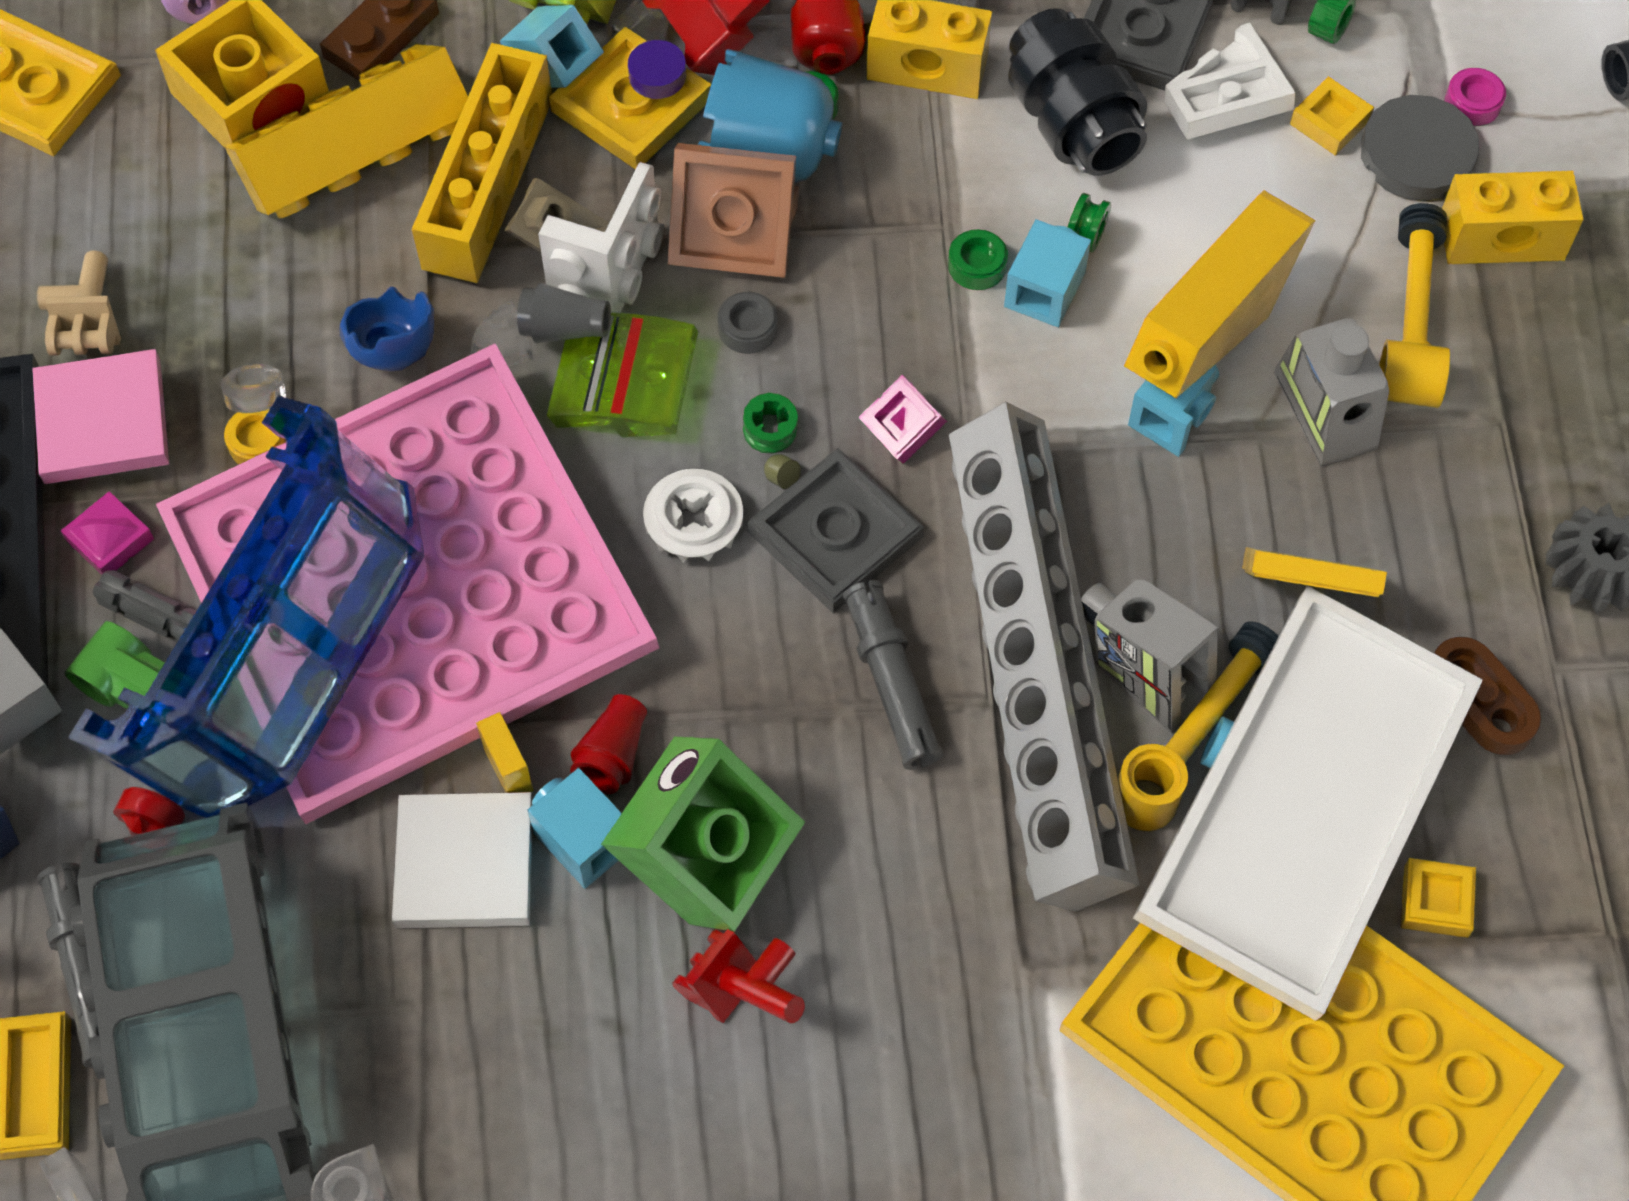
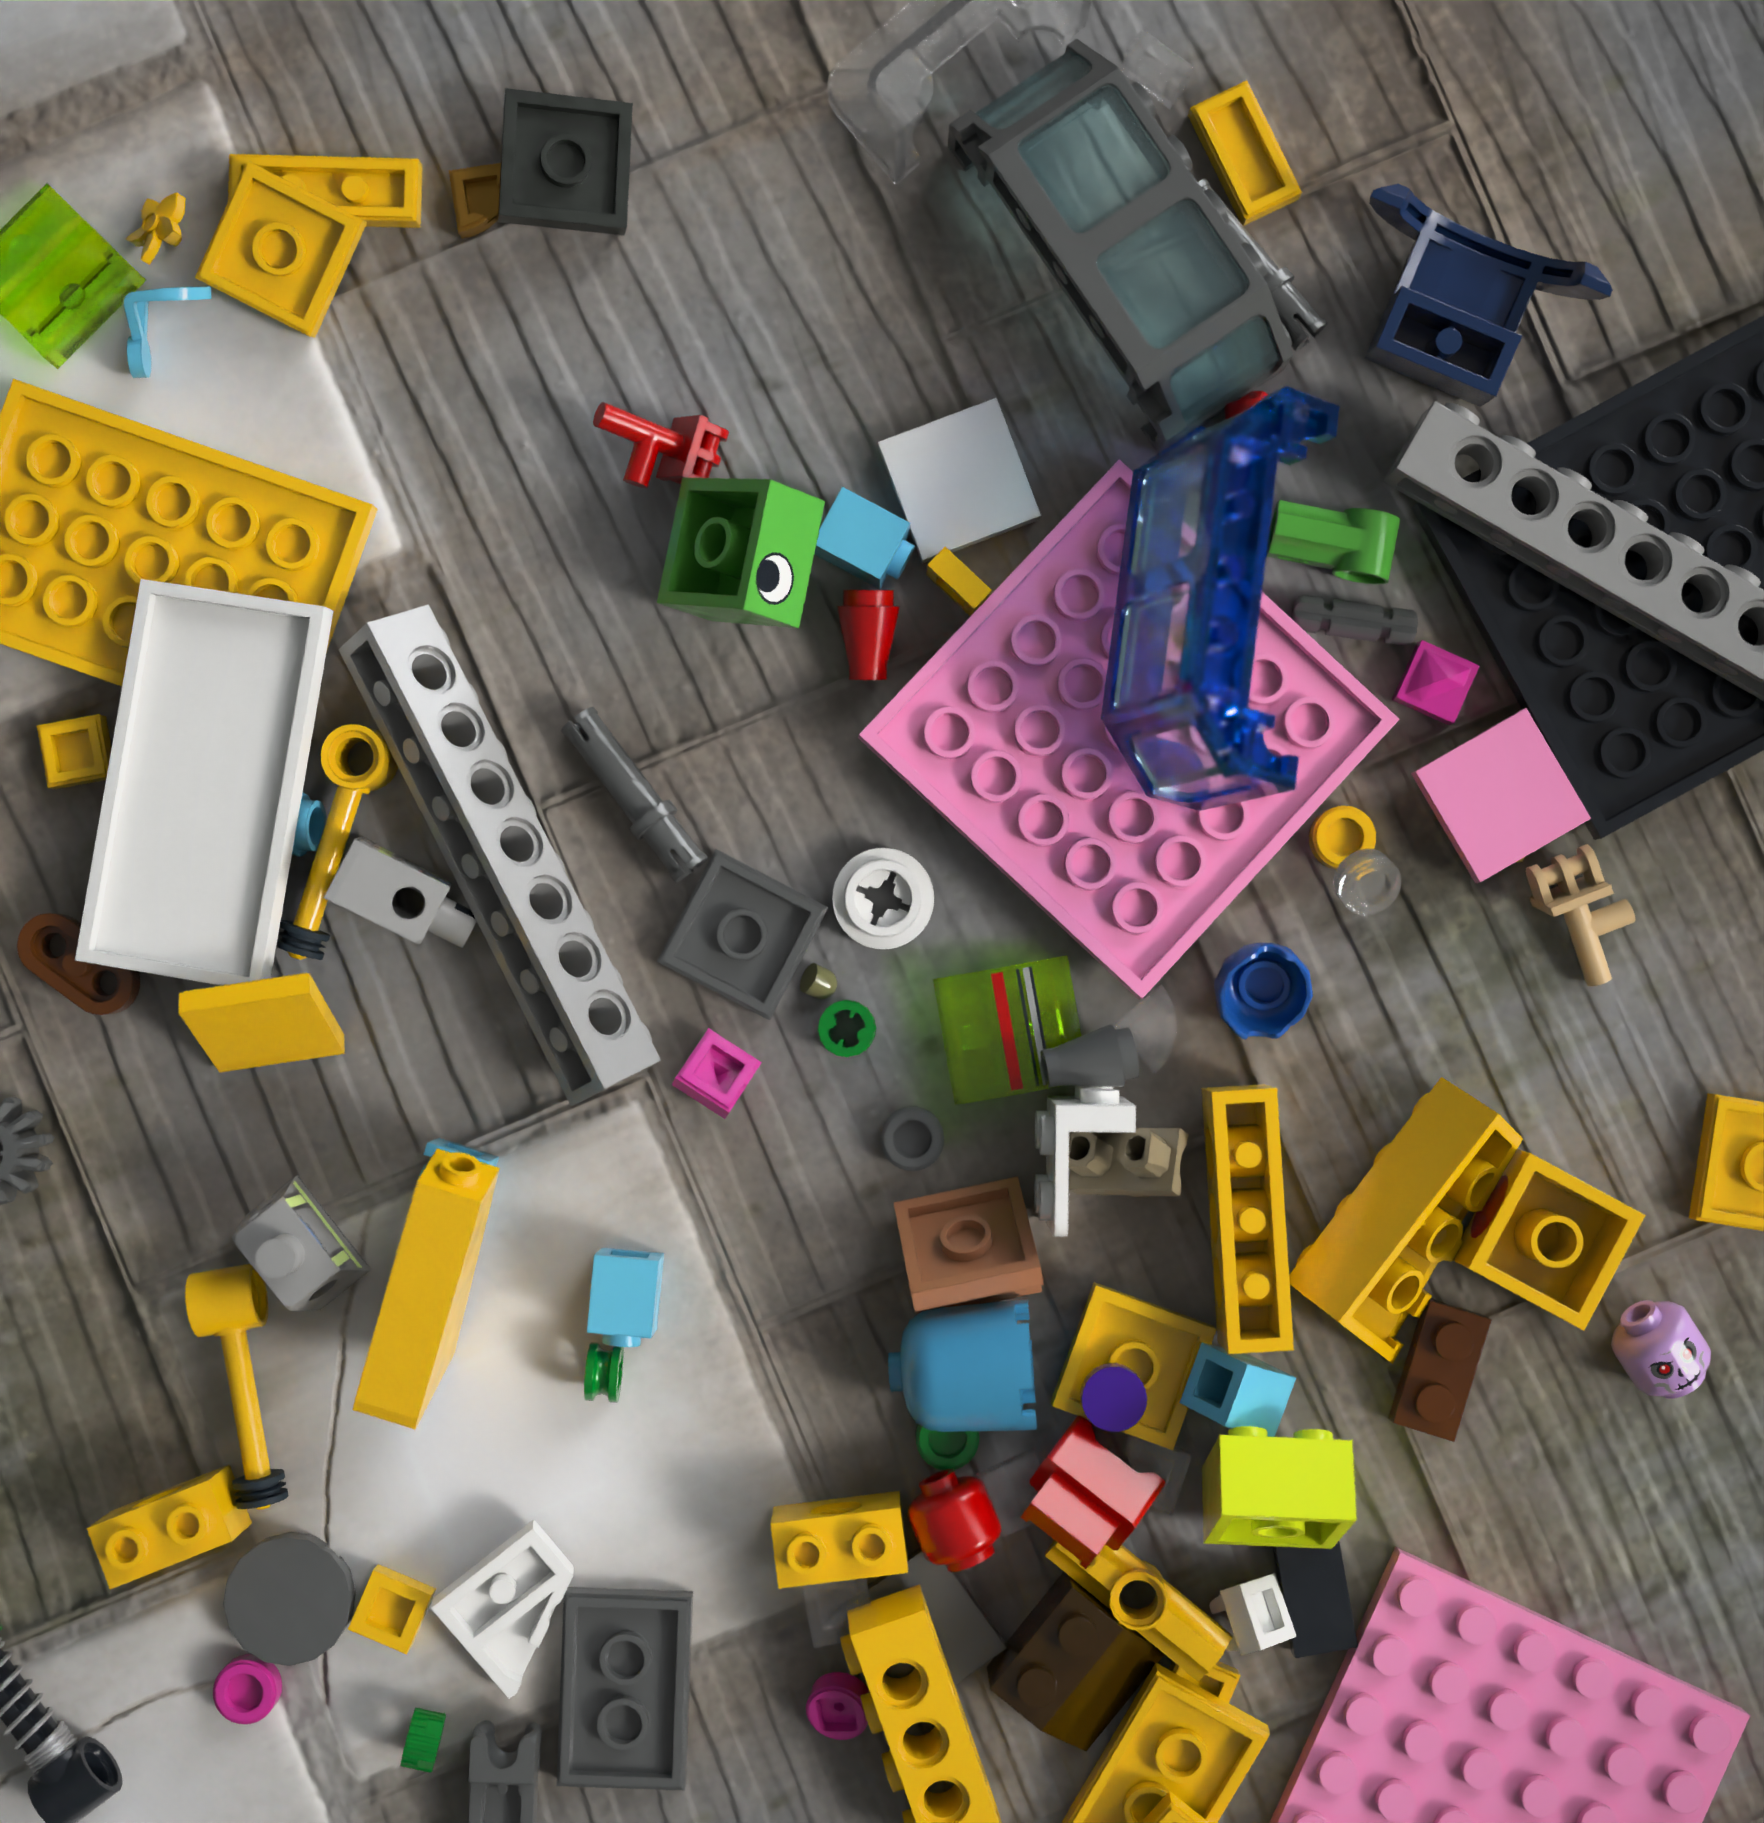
camera: 160 degrees right, 25 degrees up
(977, 259) = (706, 1295): green tile -> none
(1082, 99) = (680, 1544): black piece -> none

